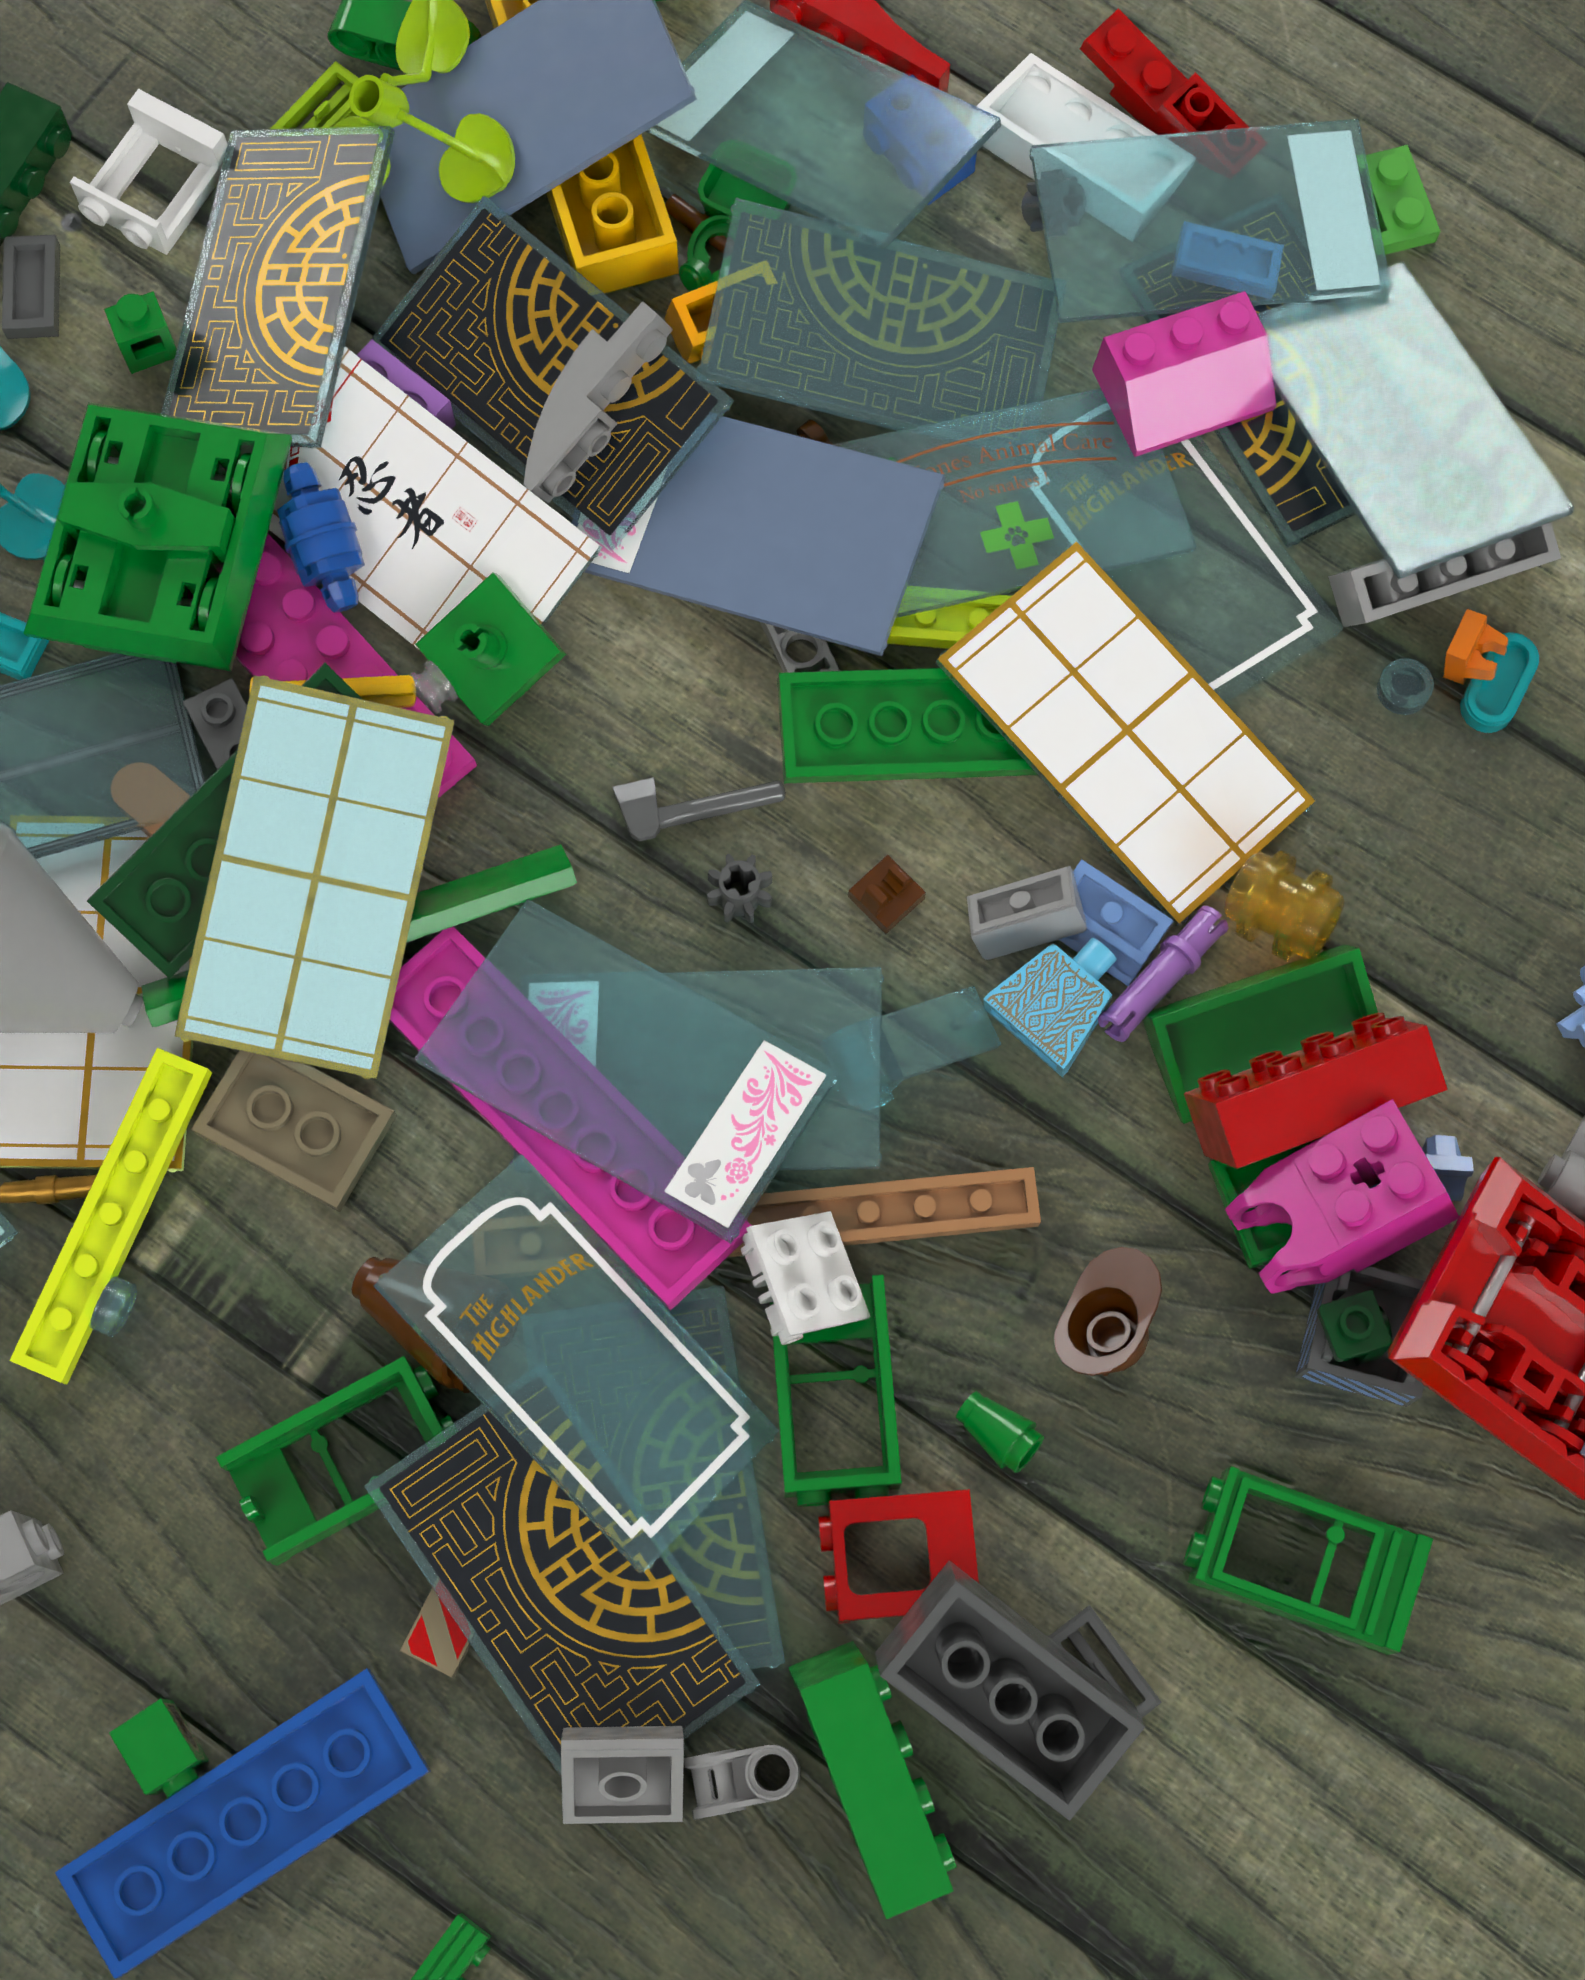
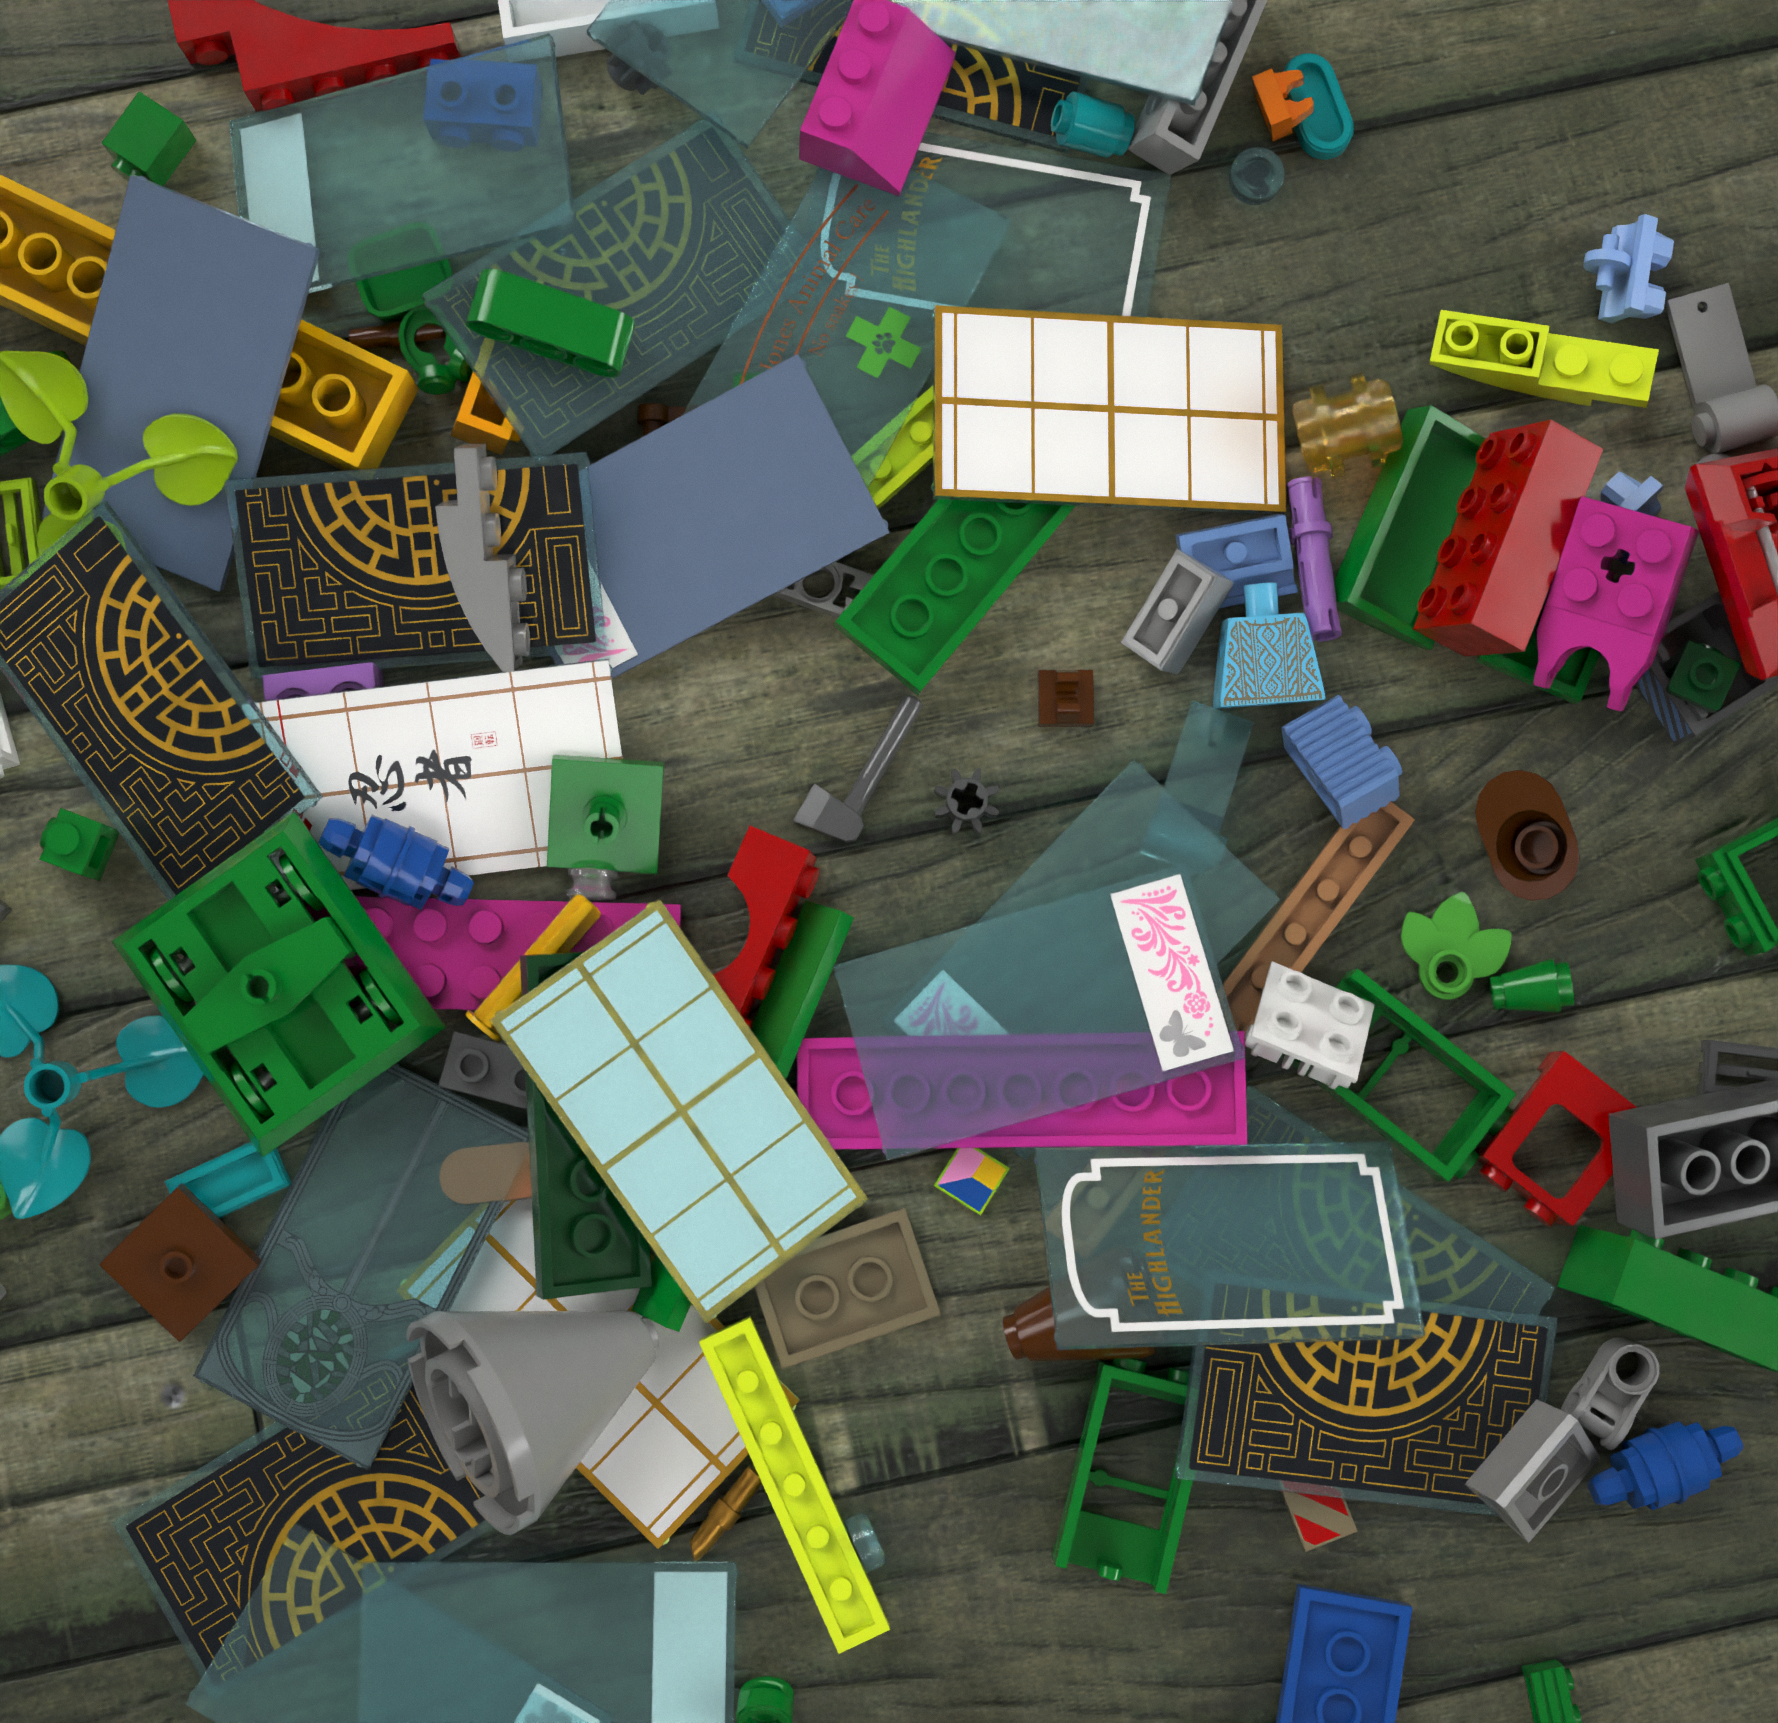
camera: 50 degrees left, 10 degrees up
(463, 1144) = (971, 1178): none -> tile
(547, 808) = (772, 880): none -> red arch
(720, 1873) = (1665, 1465): none -> blue piece
(799, 295) = (550, 323): none -> green beam
(981, 1339) = (1454, 939): none -> bright green plate
(1030, 1124) = (1342, 760): none -> medium blue brick
(1320, 538) = (1092, 125): none -> teal brick
(1476, 1007) = (1542, 363): none -> neon yellow slope

